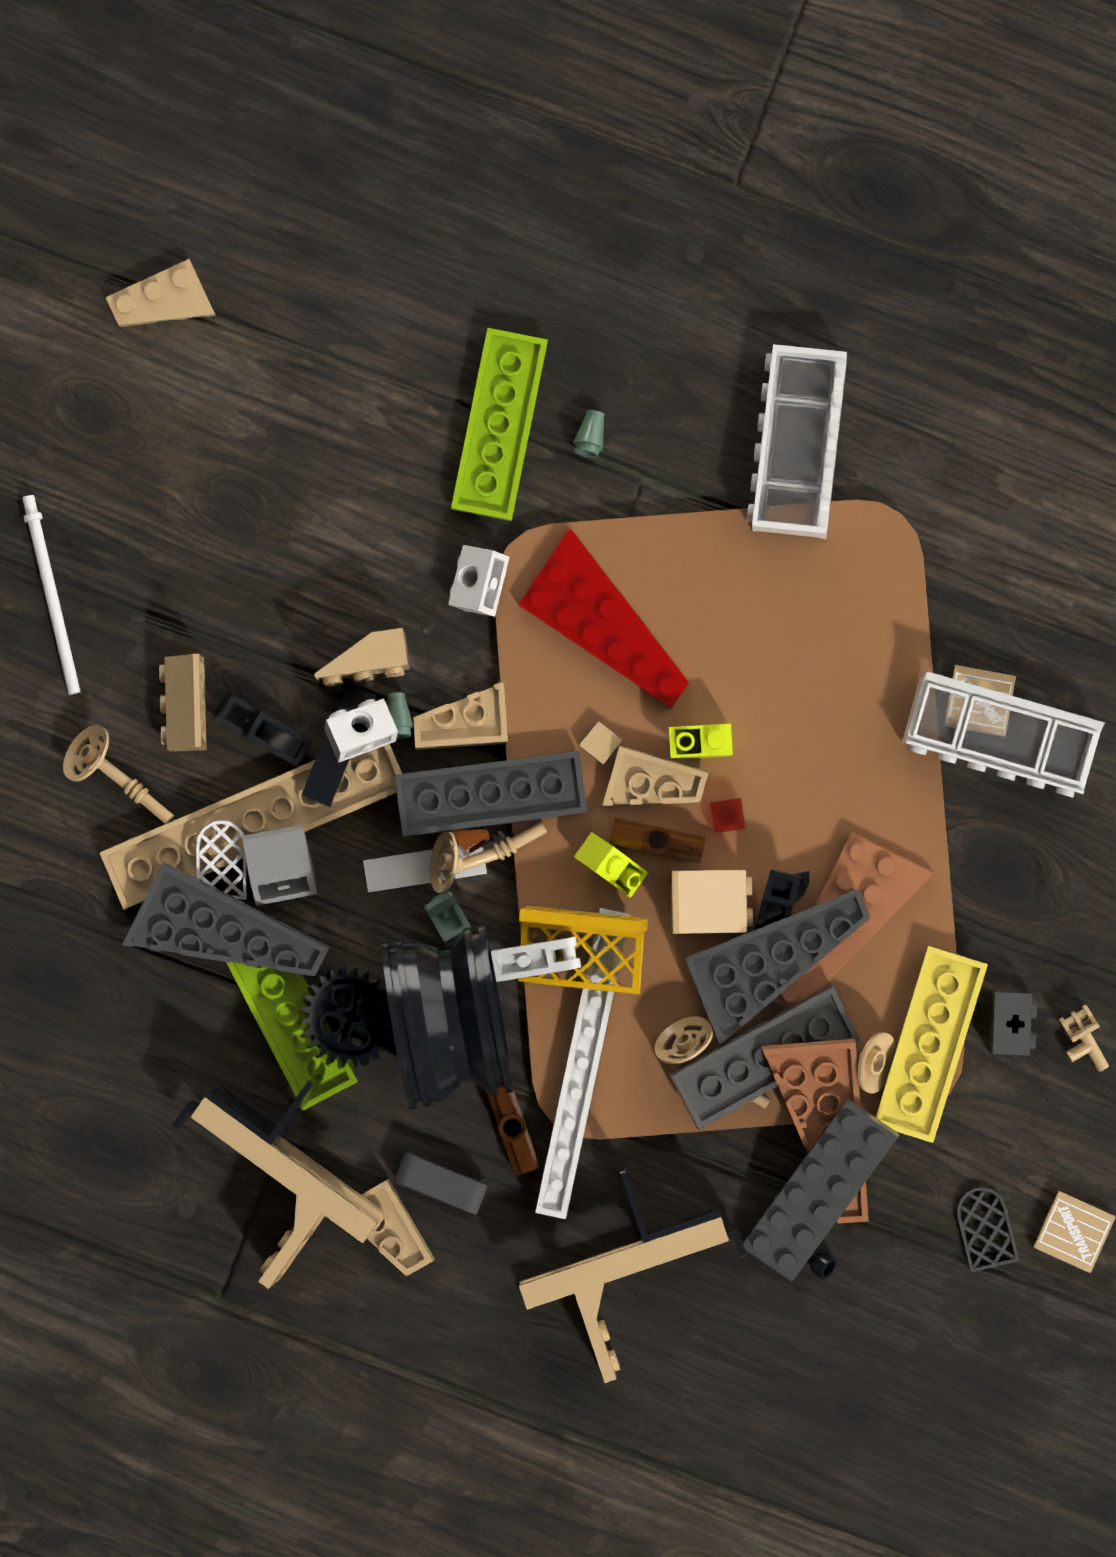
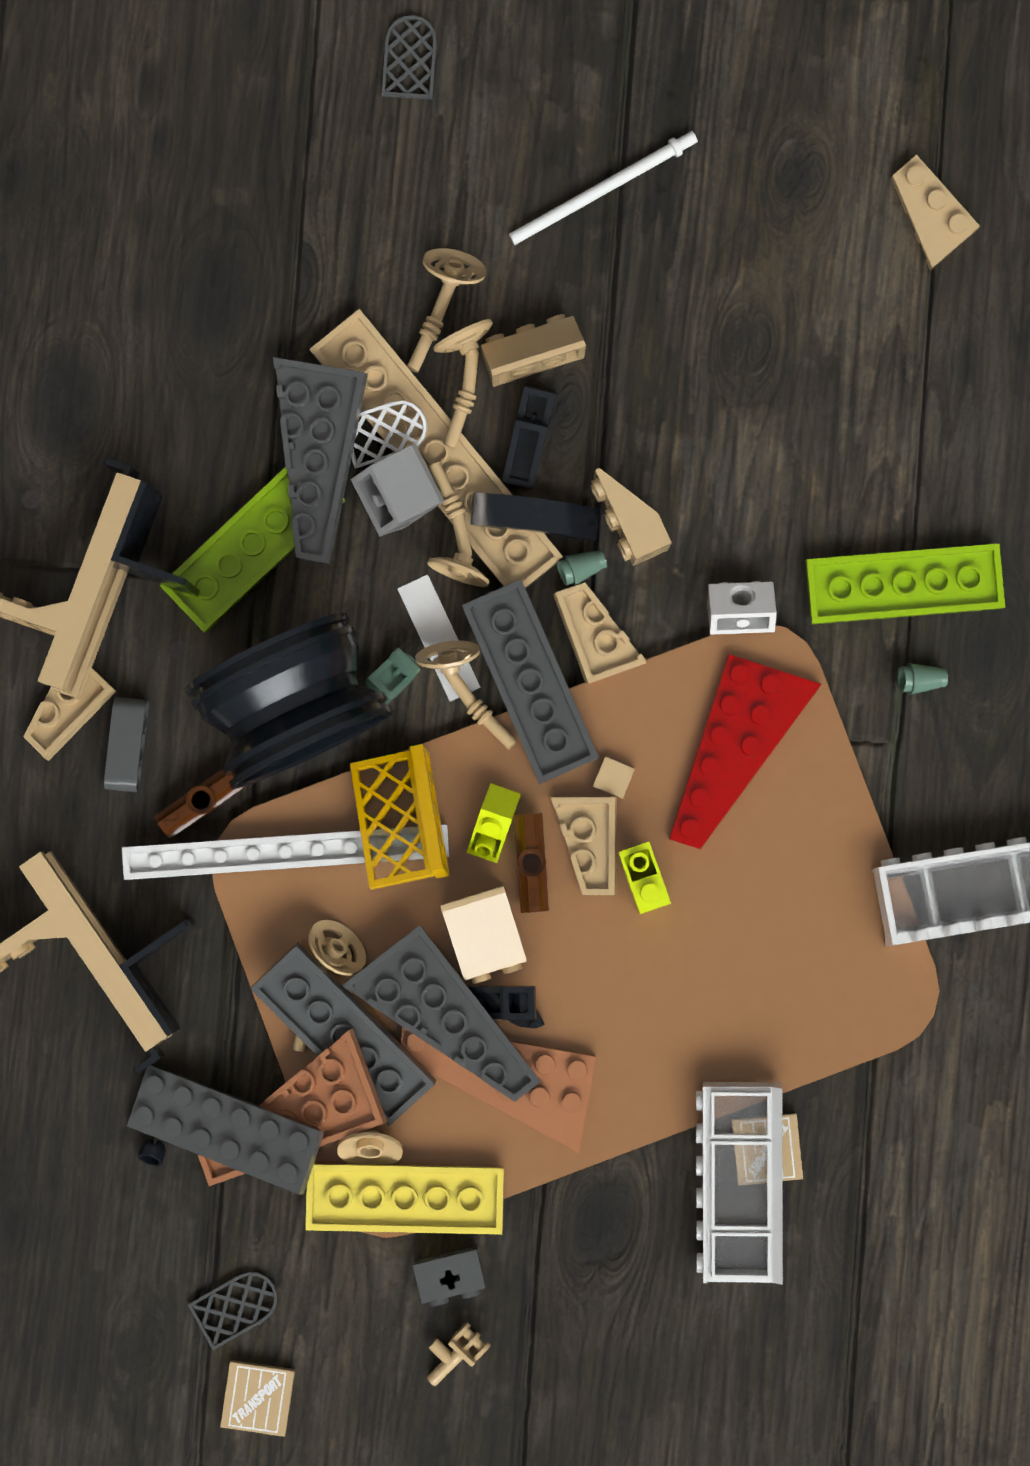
camera: 70 degrees right, 0 degrees up
(164, 762) = (466, 342): none -> tan dish
(323, 1005) = (269, 575): black gear -> none
(349, 743) = (539, 525): white brick -> none
(365, 826) = (460, 566): none -> tan dish
(471, 840) = (478, 676): dark orange slope -> none
(534, 959) = (375, 773): white plate -> none
(727, 815) = (577, 926): clear red plate -> none

